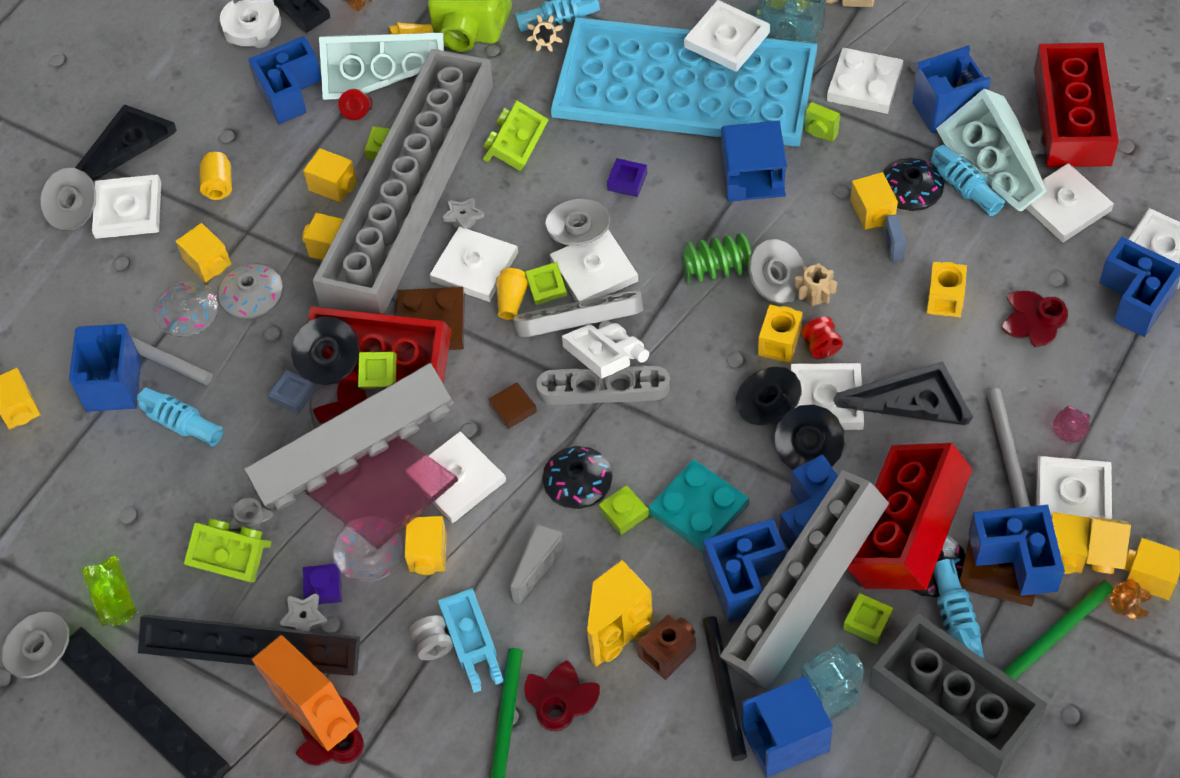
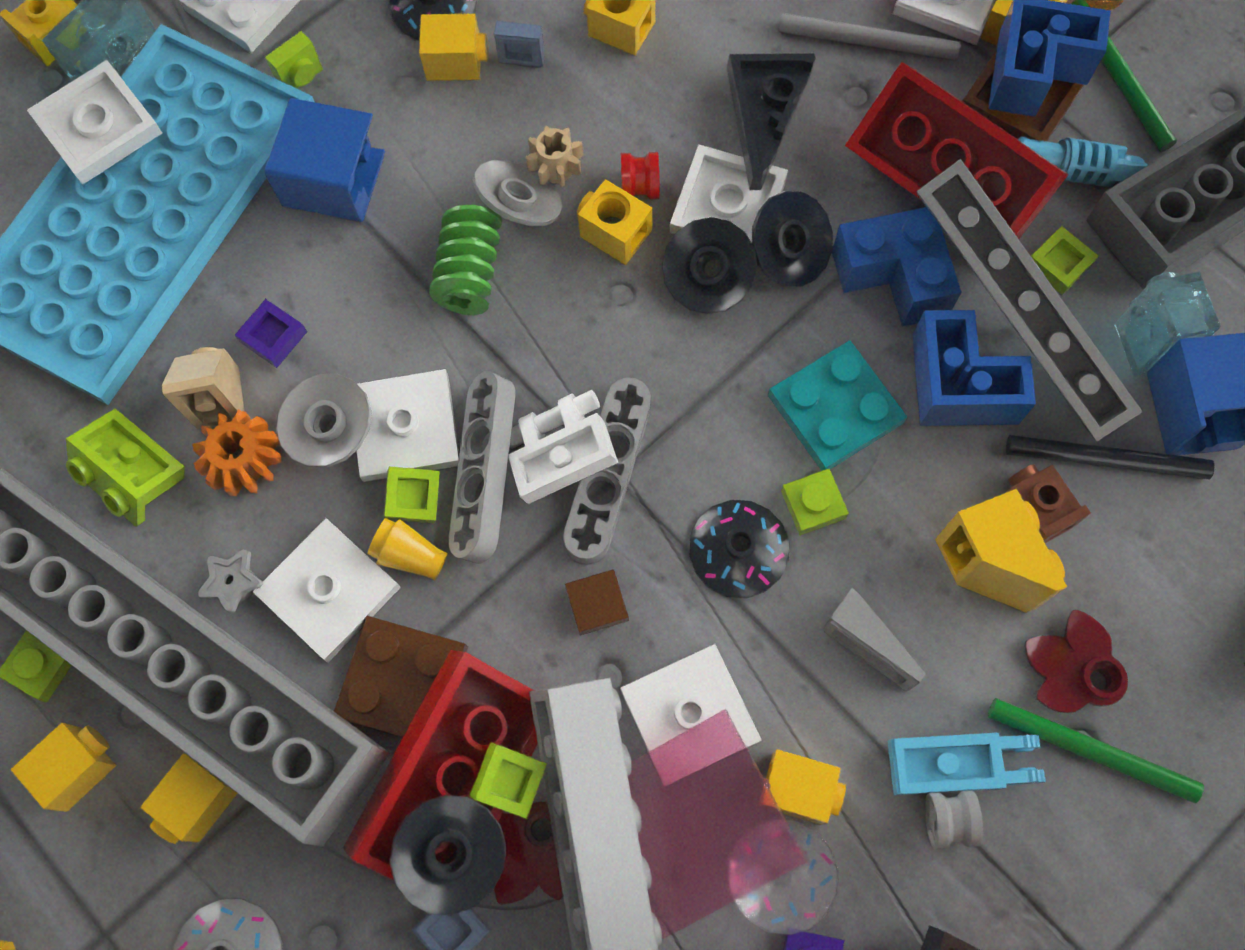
camera: 75 degrees left, 15 degrees up
(541, 187) = (217, 452): none -> orange gear
(575, 154) = (204, 386): none -> tan slope

